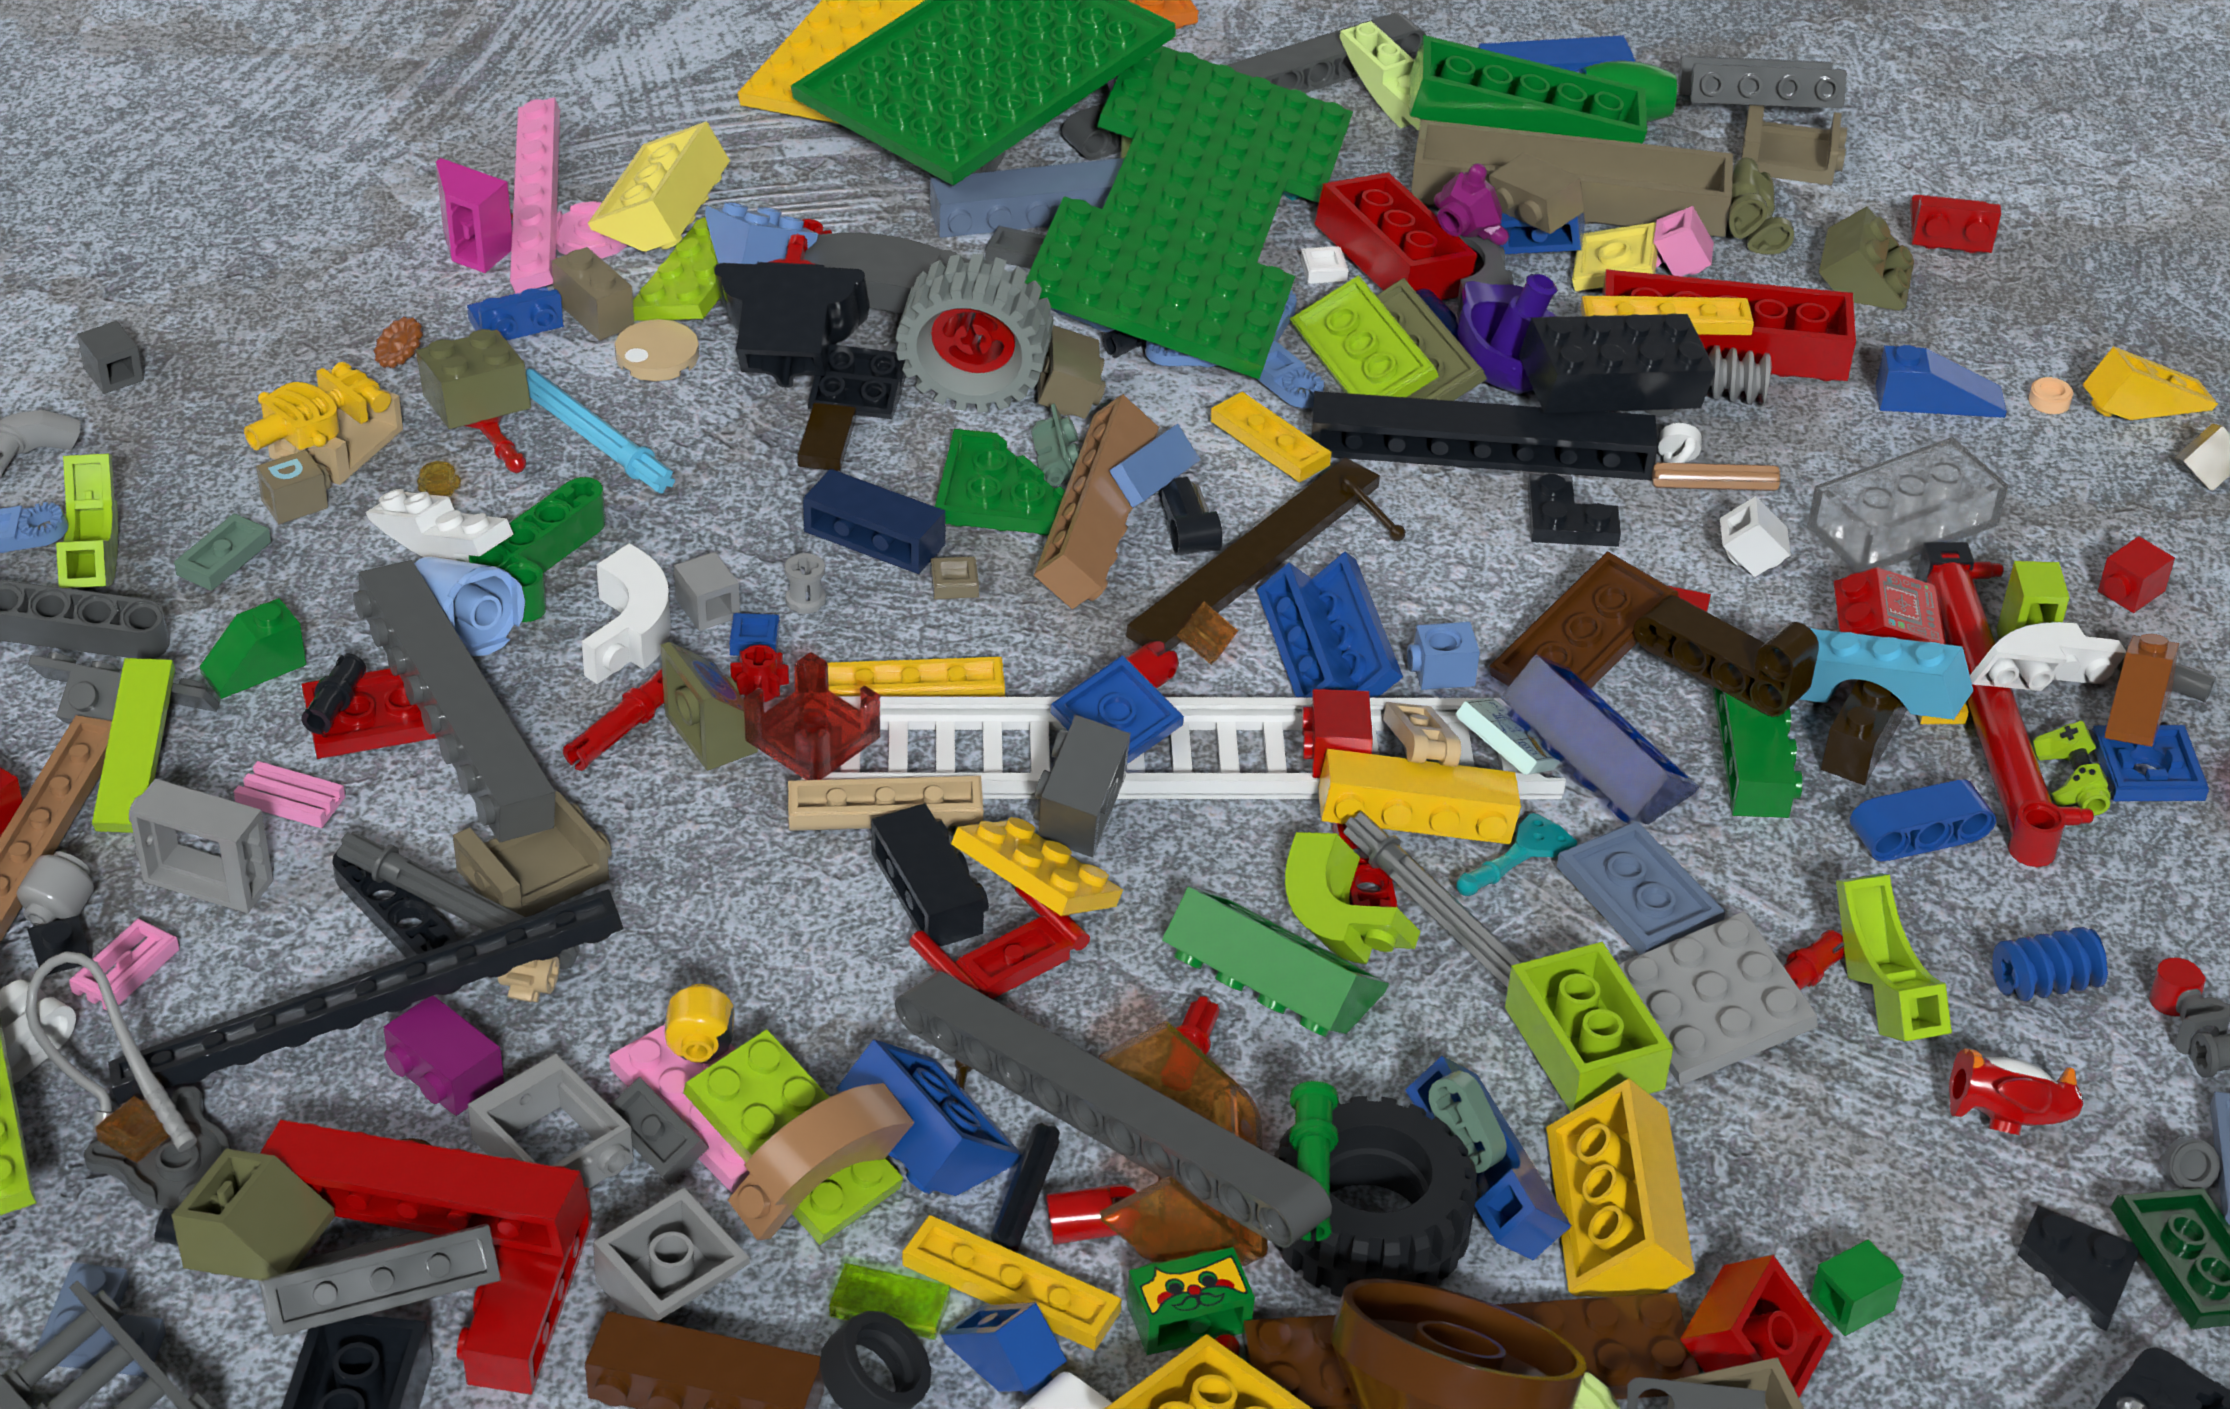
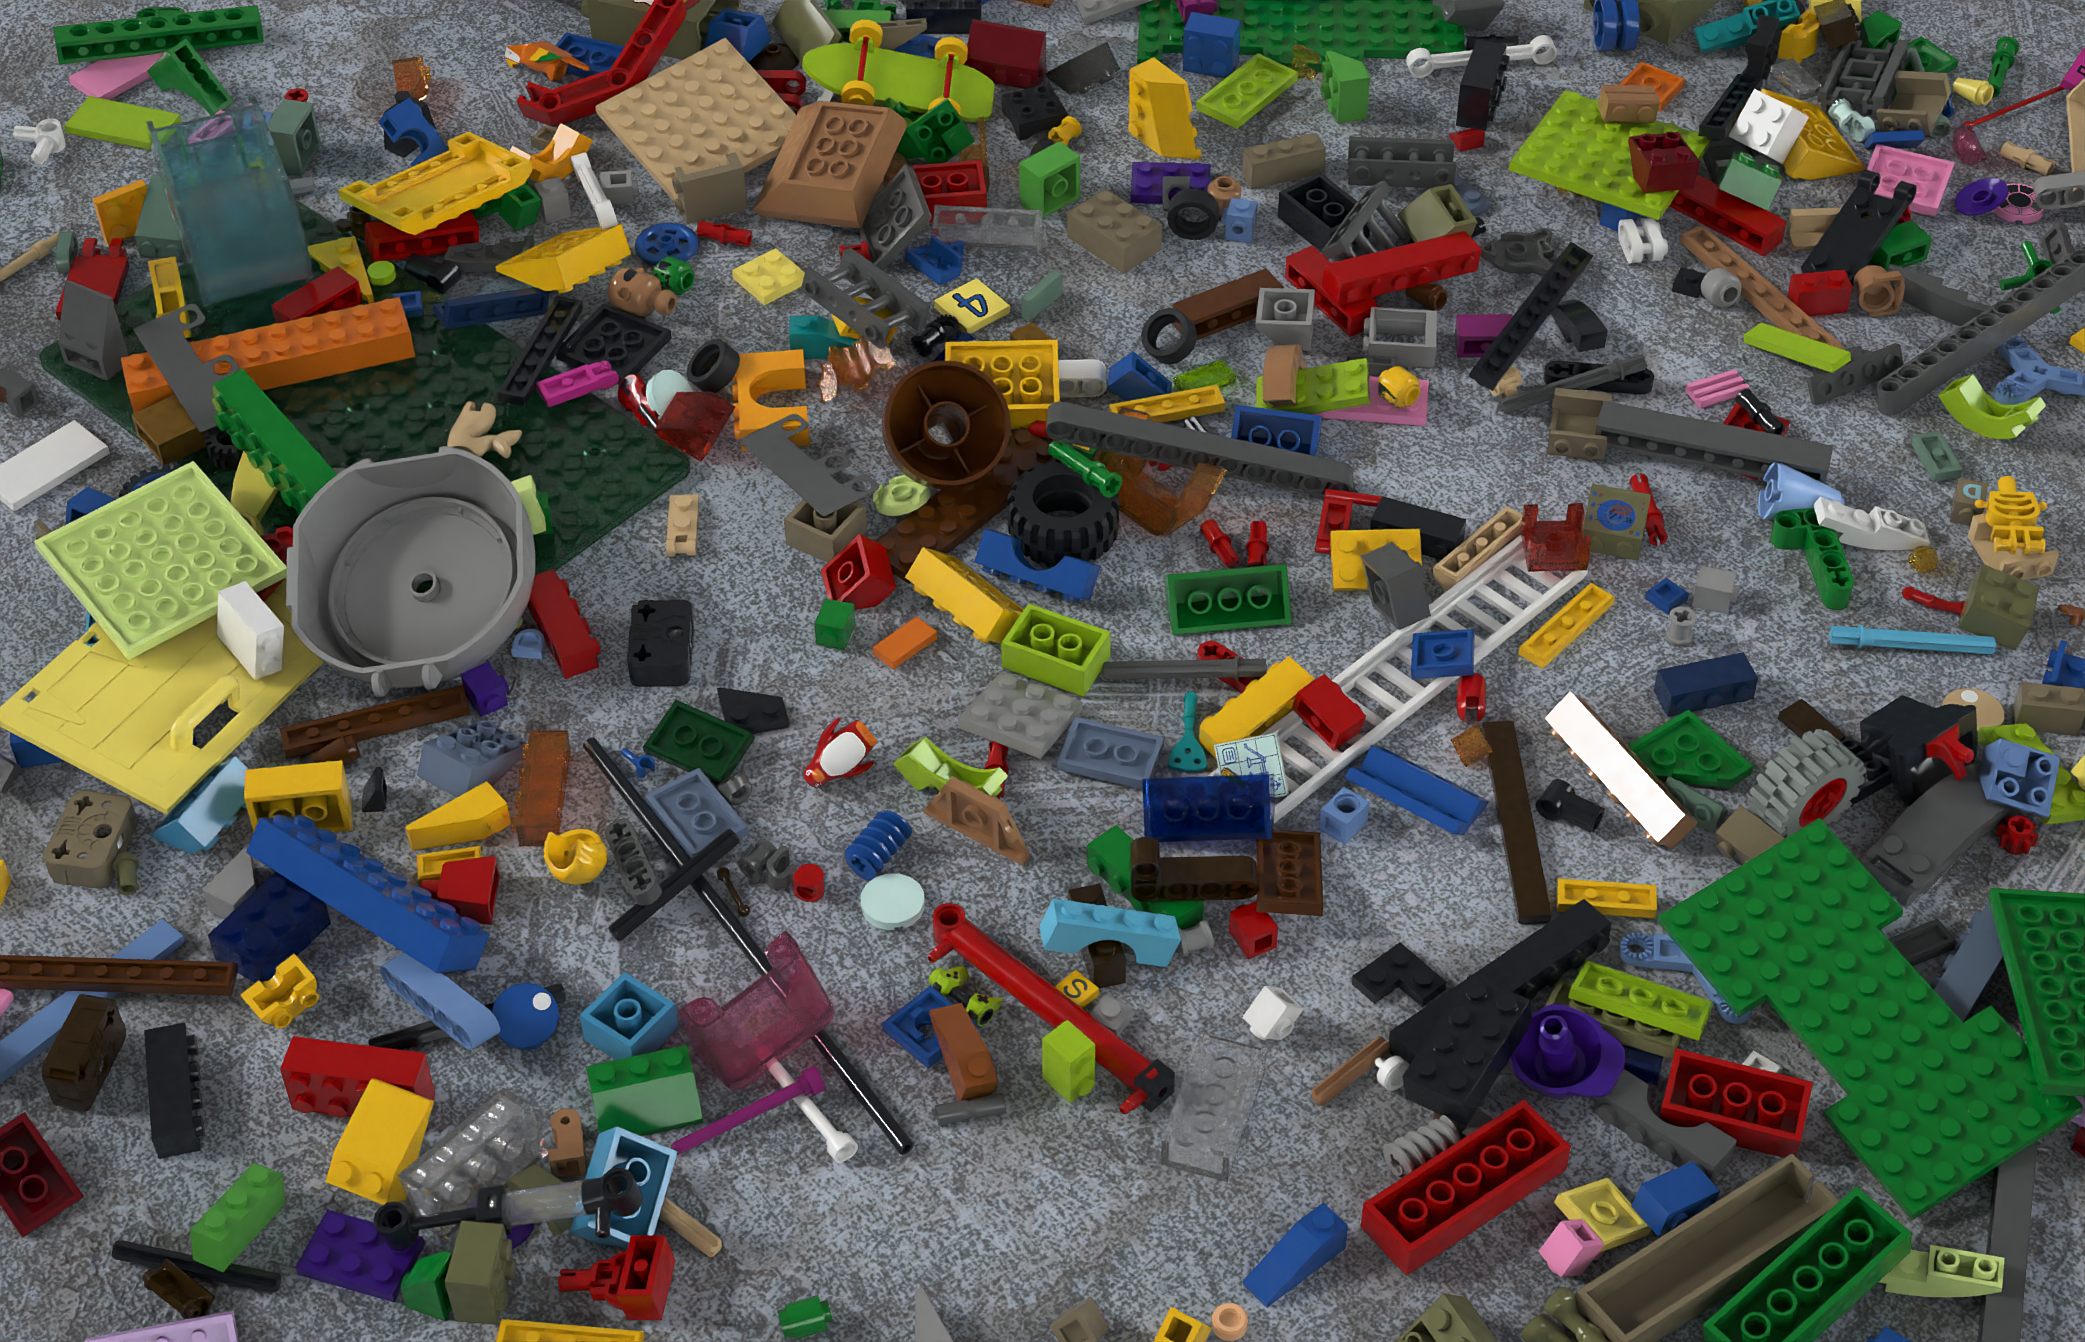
camera: 140 degrees right, 5 degrees up
(131, 967) = (1650, 293): bright pink tile -> none
(132, 1130) = (1542, 241): clear orange tile -> none
(149, 1085) = (1561, 239): light grey piece -> none
(229, 880) = (1673, 313): light grey window -> none
(255, 649) = (1836, 427): green slope -> none
(311, 960) = (1580, 325): none -> black slope
(640, 592) = (1707, 549): white arch -> none
(760, 669) = (1626, 567): red gear -> none
(954, 578) = (1630, 694): dark tan tile -> none
(1150, 999) = (1257, 545): none -> red axle
(1154, 465) = (1623, 811): medium blue tile -> none
(1319, 889) = (1234, 629): lime arch -> none
(1351, 485) = (1521, 890): dark brown hinge -> none
(1423, 733) = (1292, 733): tan plate -> none
(1470, 1119) = (1051, 548): sand green beam -> none
(1471, 207) = (1701, 1122): magenta rock -> none
(1538, 193) = (1681, 1170): dark tan brick -> none
(1707, 314) = (1486, 1121): yellow tile -> none
(1768, 1210) = (905, 642): none -> orange tile
(1889, 606) = (1144, 999): red slope -> none
(1913, 889) = (979, 818): none -> medium nougat wing
(1922, 820) = (1013, 893): blue beam -> none
(2048, 652) = (1038, 1011): white slope -> none
(2078, 901) = (892, 901): none -> light aqua tile
(2136, 574) = (1044, 1169): red brick -> none

